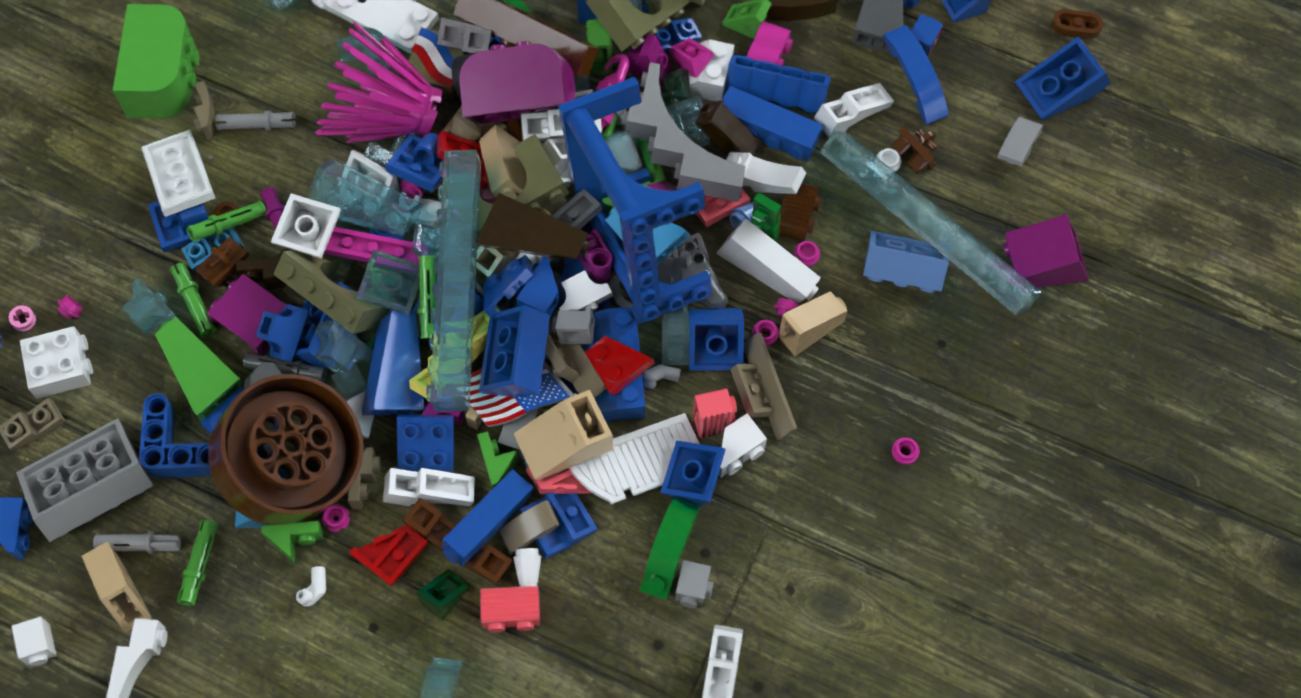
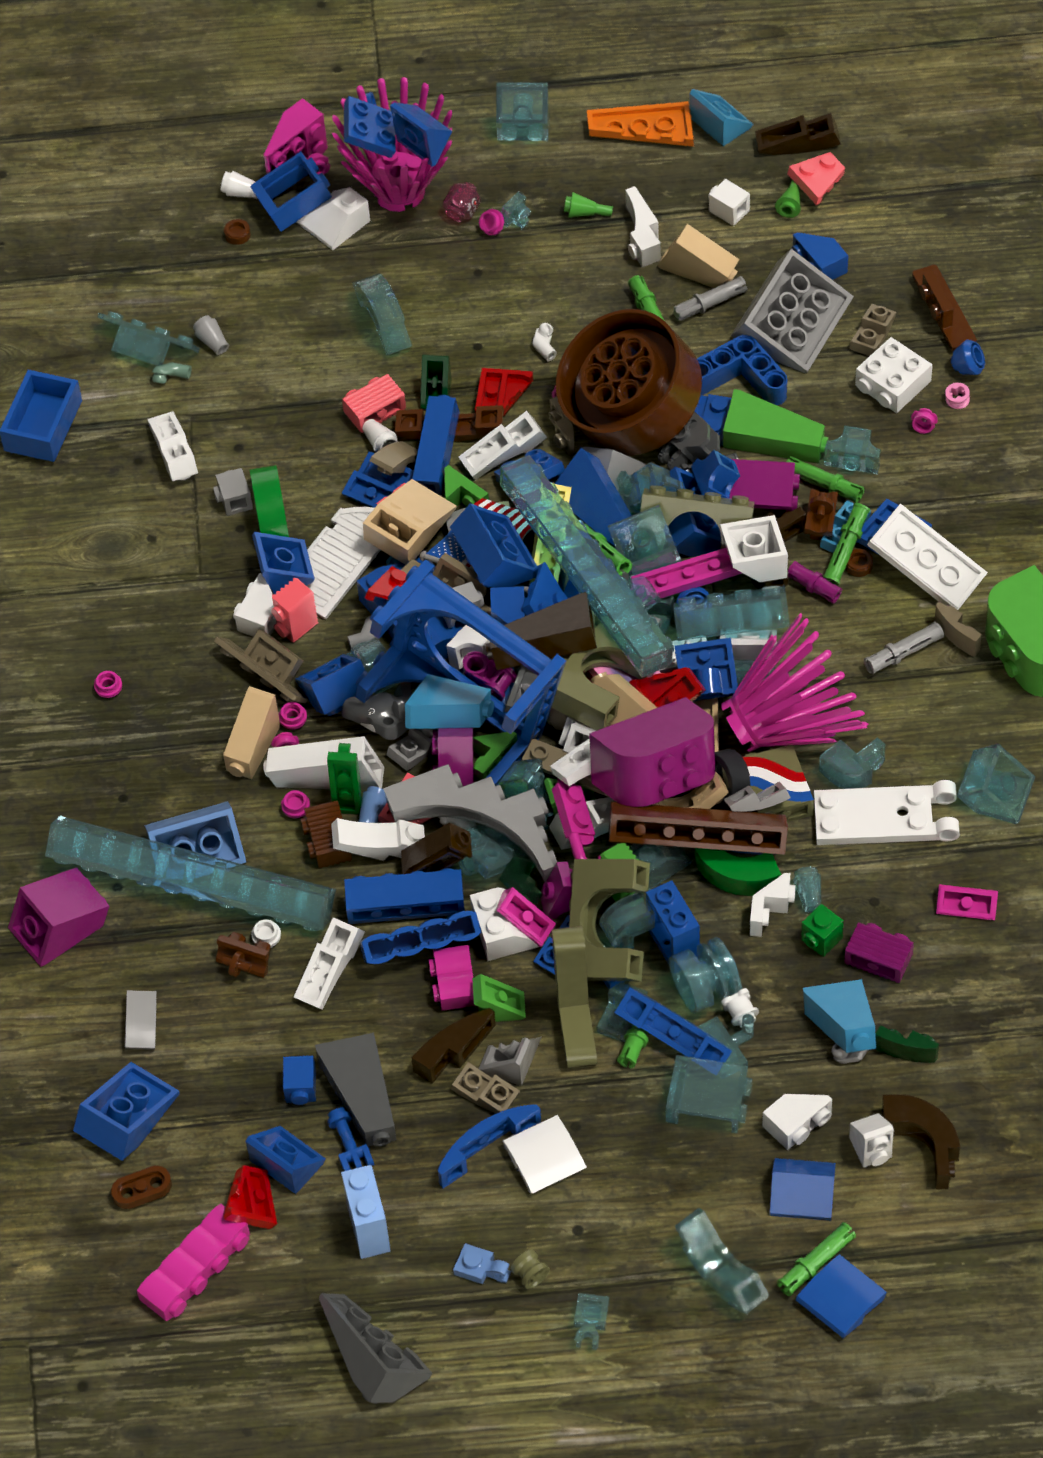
camera: 155 degrees right, 10 degrees down
(919, 73) = (287, 1021): blue slope -> none

